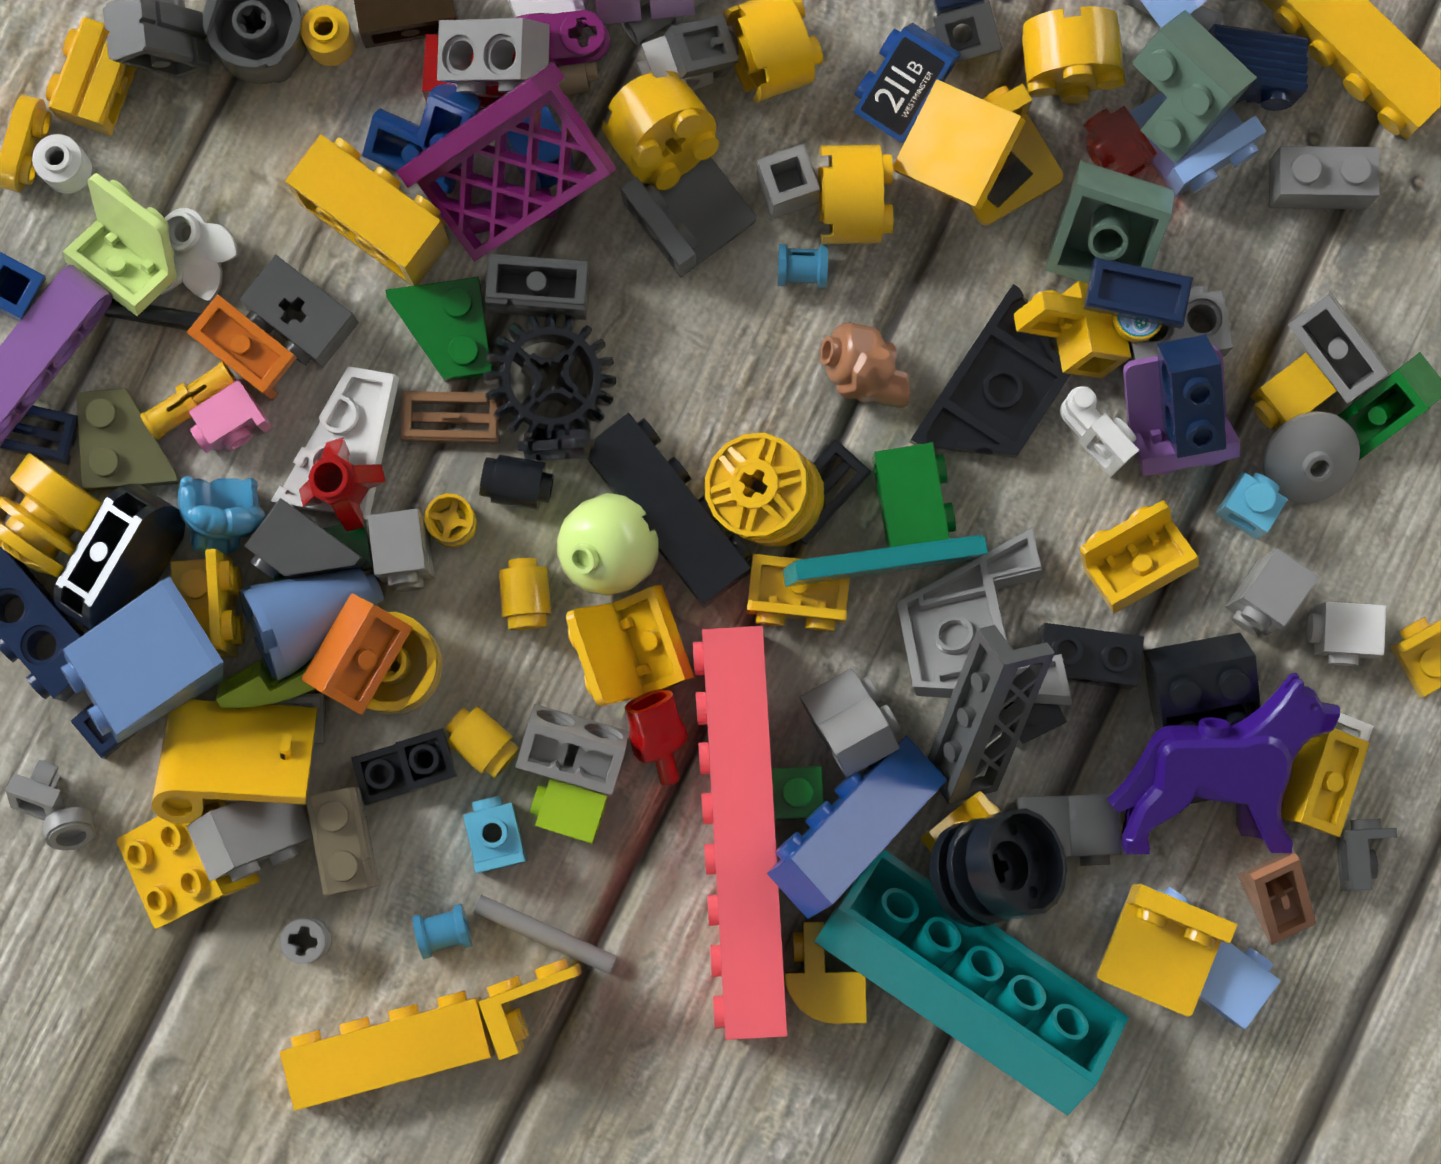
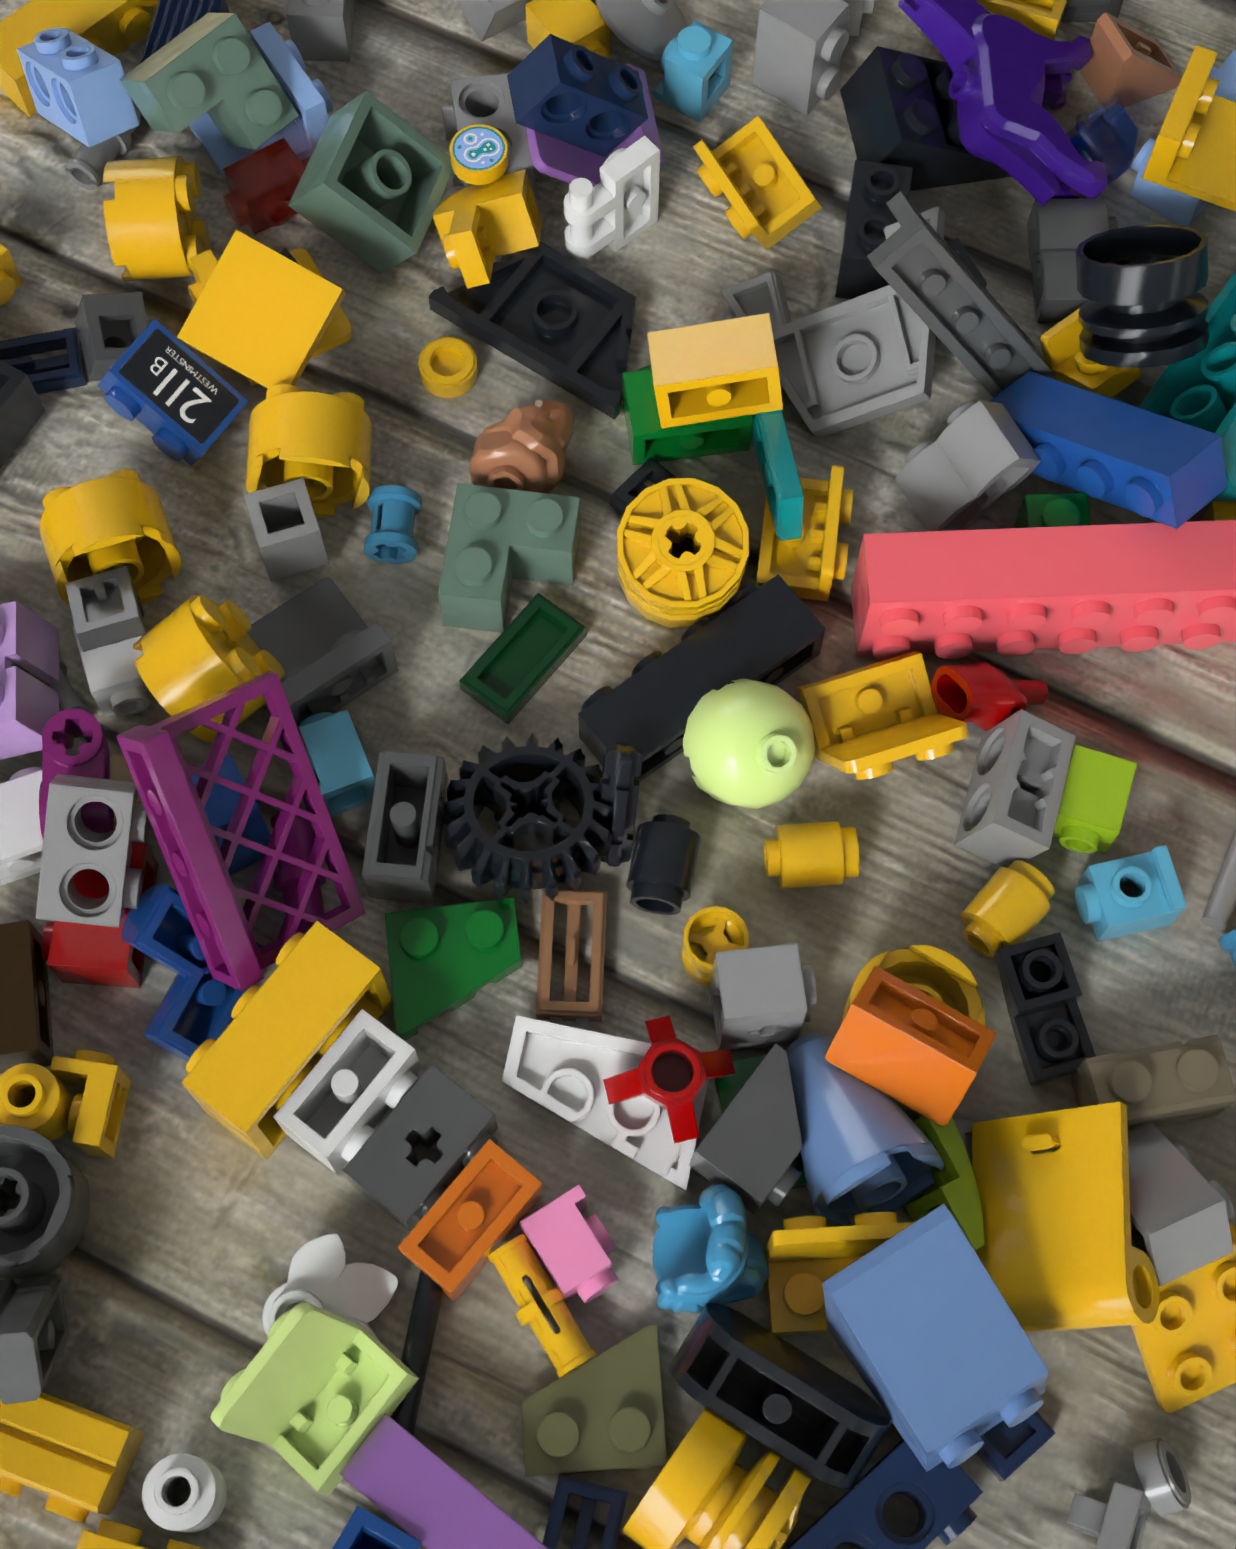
camera: 90 degrees left, 15 degrees down
(327, 83) = (99, 1111): none -> yellow bracket
(335, 256) = (349, 1091): none -> white brick
(597, 231) = (338, 761): none -> medium azure brick
(693, 374) = (523, 658): none -> dark green tile
(783, 341) = (499, 539): none -> sand green brick
(917, 510) = (715, 370): none -> yellow brick
(956, 305) = (448, 367): none -> yellow tile
(1138, 293) = (454, 144): dark blue tile -> none
(1184, 853) = (1106, 137): none -> clear blue piece

